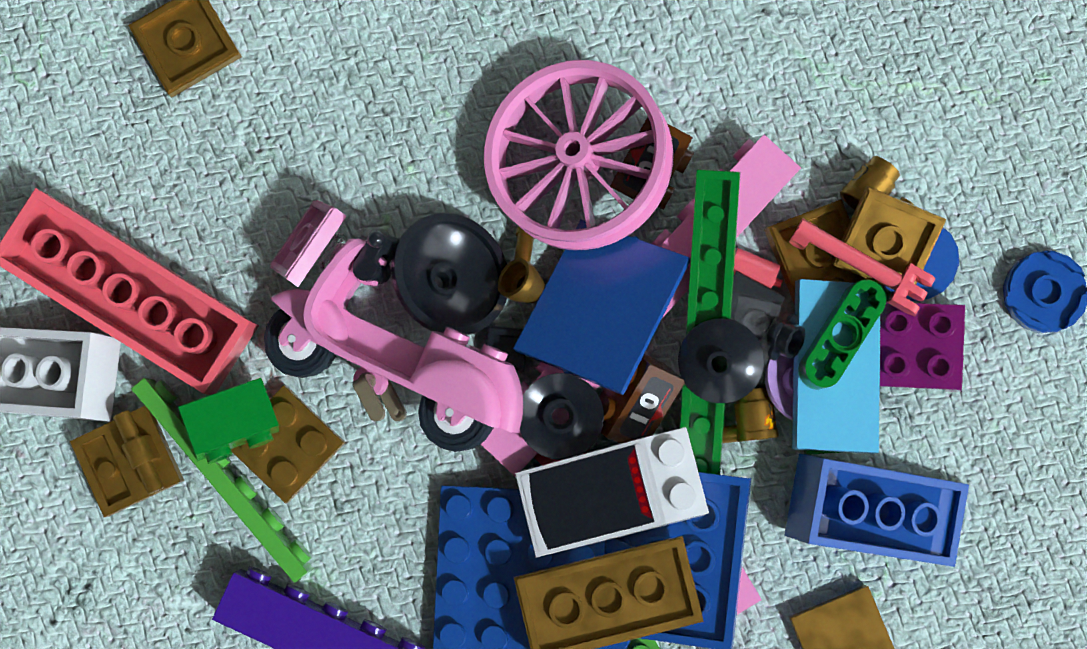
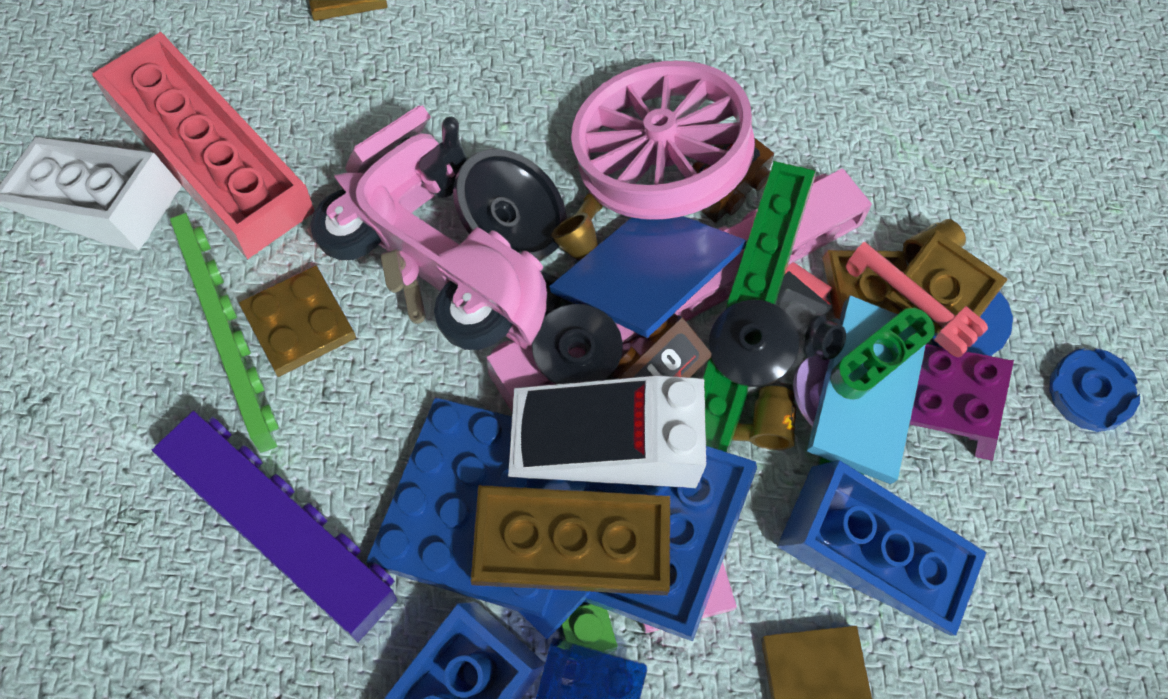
camera: 10 degrees right, 20 degrees down
(126, 460) = (137, 288): pearl gold plate -> none
(230, 420) = (249, 264): green brick -> none

